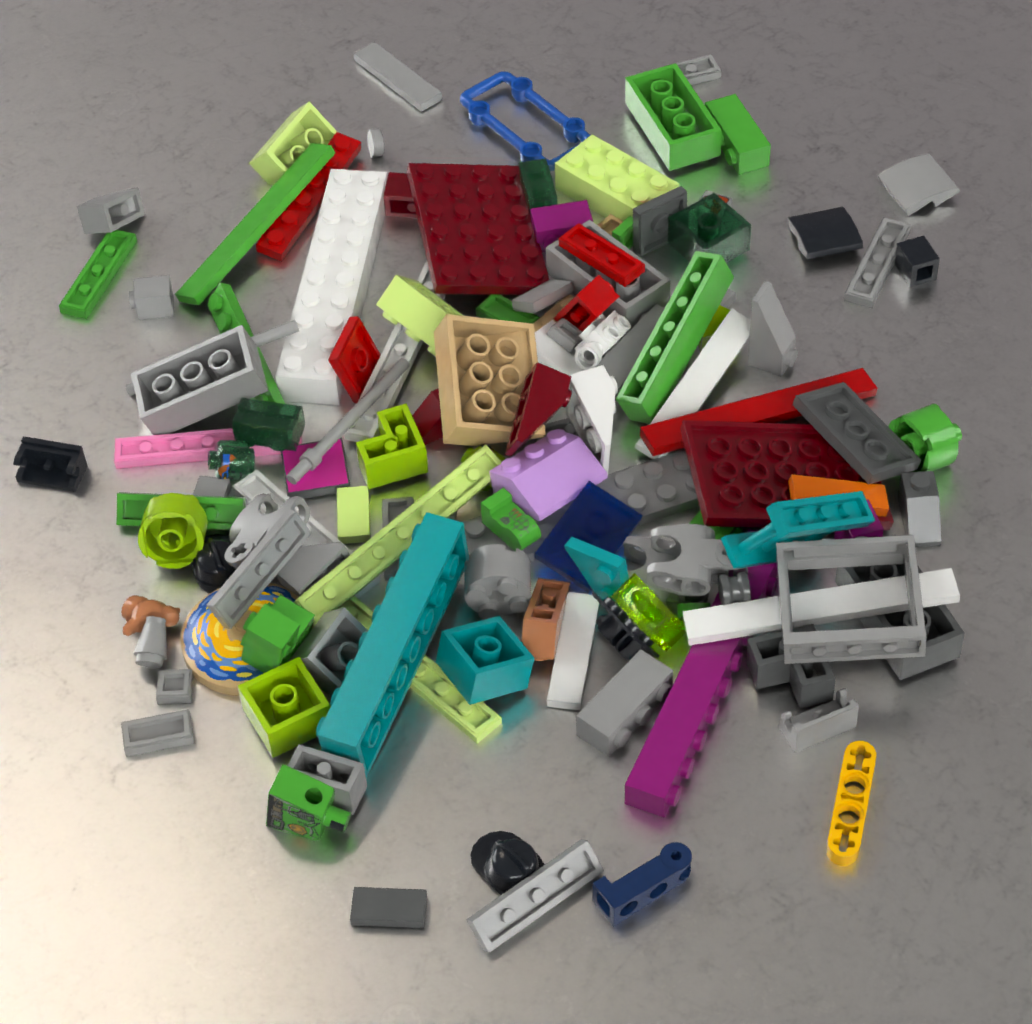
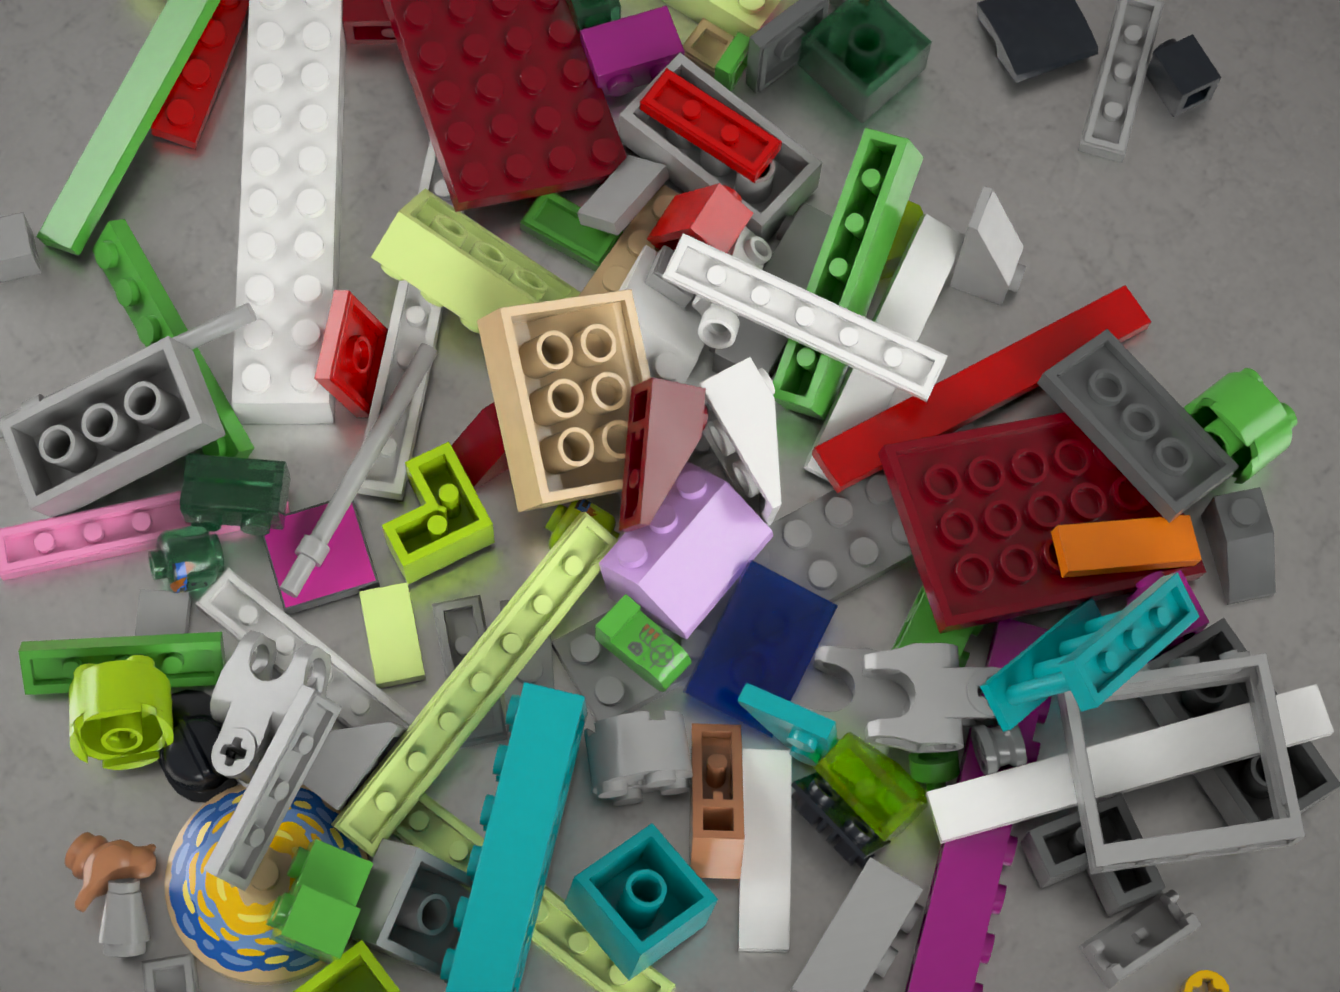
camera: 15 degrees left, 20 degrees up
(643, 350) = (804, 317): none -> white tile

